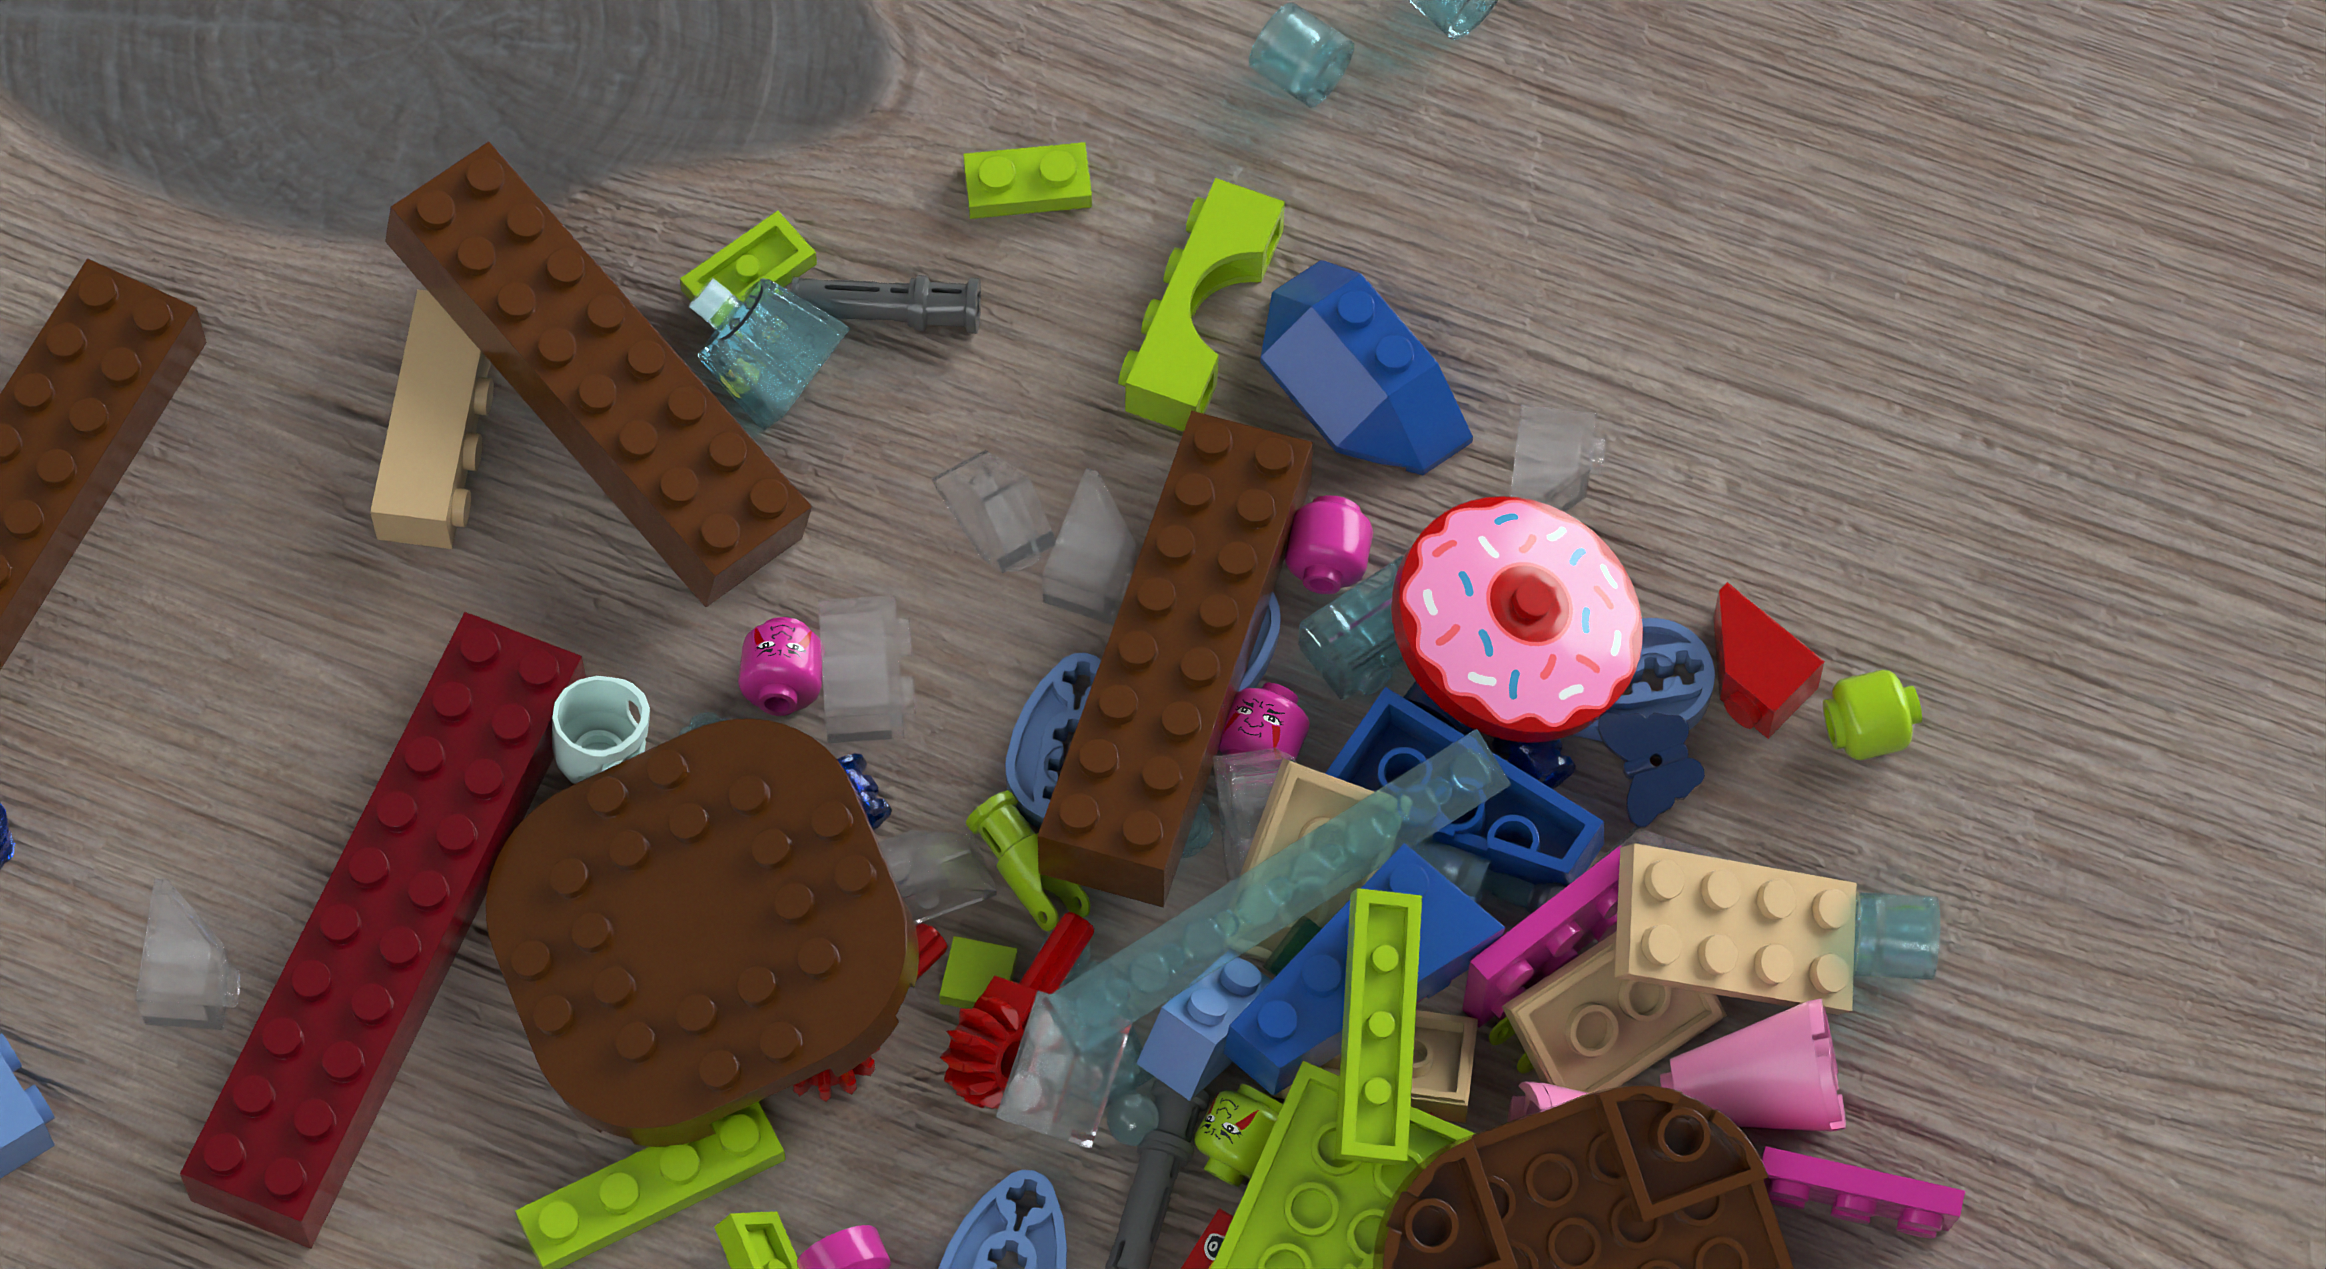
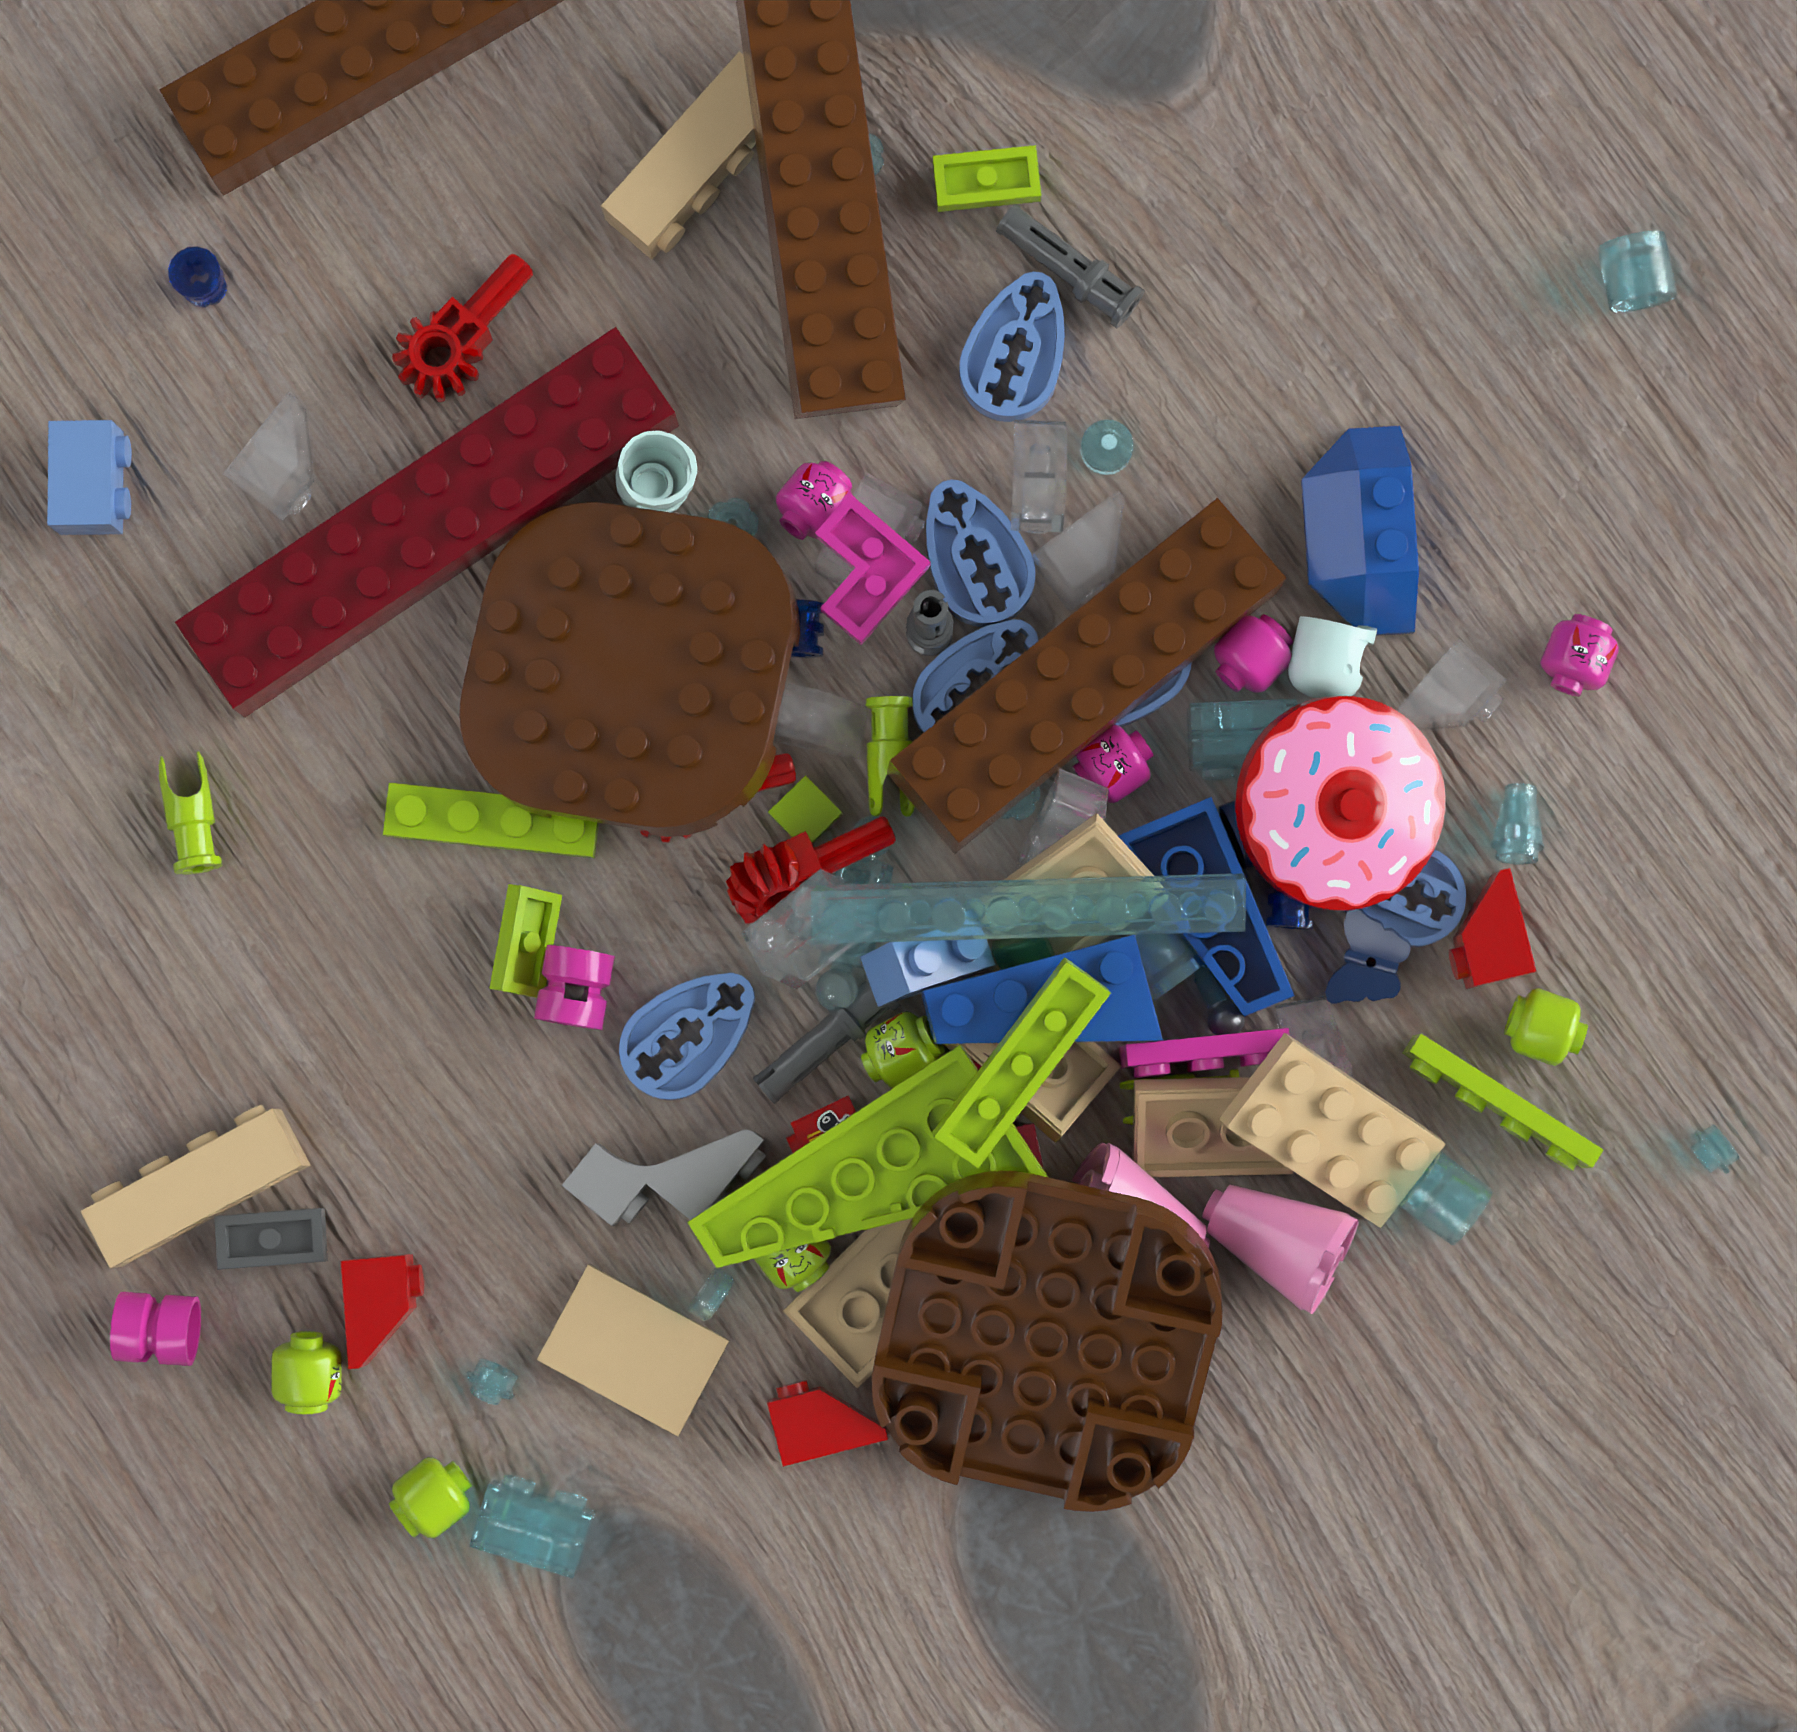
camera: 35 degrees right, 20 degrees up
(298, 725) = (461, 331): none -> red gear
(765, 345) = (956, 248): clear light blue torso -> none
(860, 425) = (985, 348): none -> medium blue piece
(895, 668) = (882, 567): none -> dark pink plate
(970, 657) = (1005, 551): none -> medium blue piece
(984, 702) = (927, 613): none -> dark grey pin
(1027, 180) = (1232, 229): lime plate -> none
(1043, 448) = (1106, 447): none -> clear light blue tile
(1228, 245) = (1341, 373): lime arch -> none
(1301, 54) = (1491, 258): clear light blue piece -> none
(1401, 495) = (1328, 657): none -> light aqua helmet
(1649, 356) = (1579, 655): none -> dark pink head
(1707, 549) = (1518, 827): none -> clear light blue cone
(1860, 1193) = (1286, 1368): dark pink plate -> none
(1863, 813) = (1519, 1115): none -> lime plate
(2121, 731) = (1714, 1150): none -> clear light blue plate

